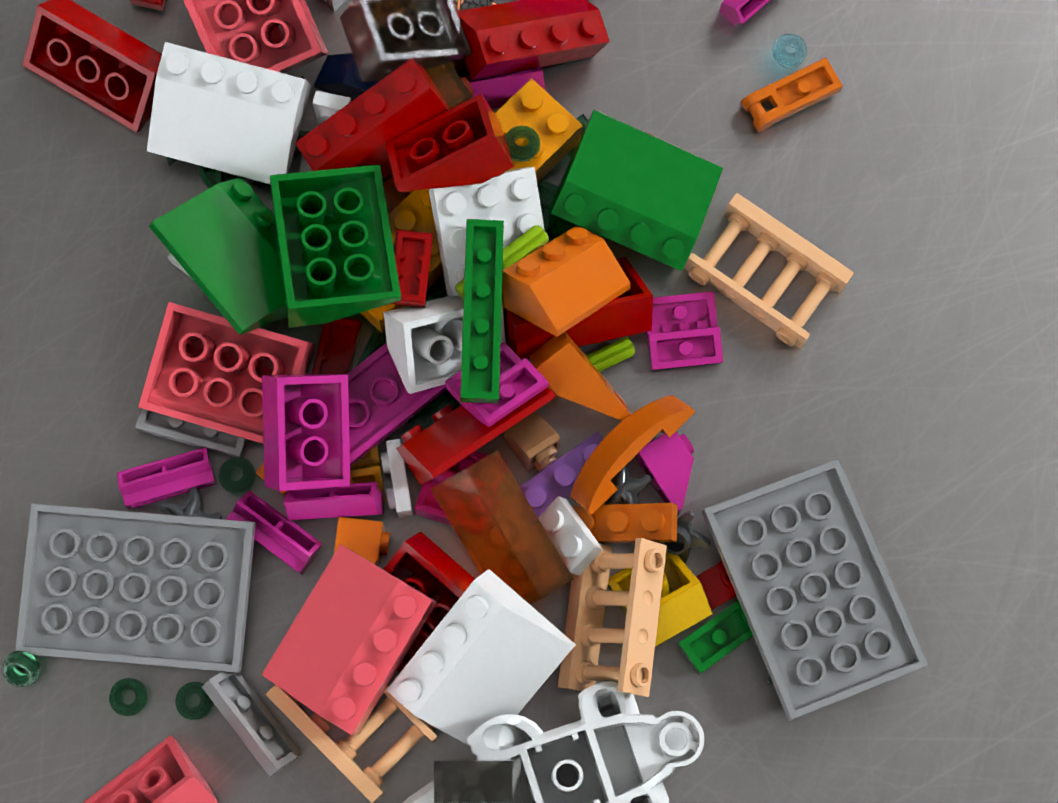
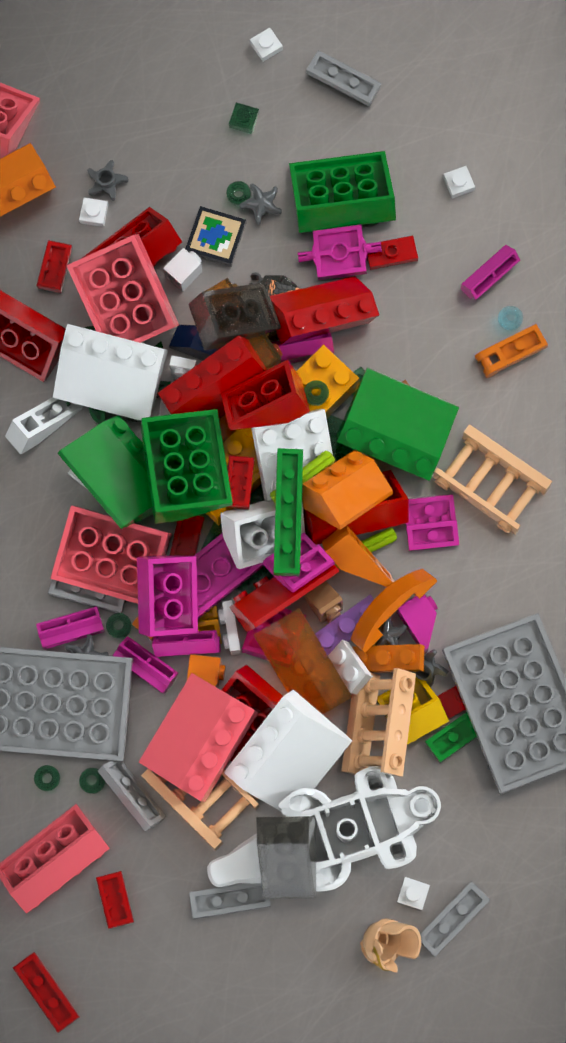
camera: 10 degrees right, 0 degrees up
(128, 188) = (39, 423): none -> white slope

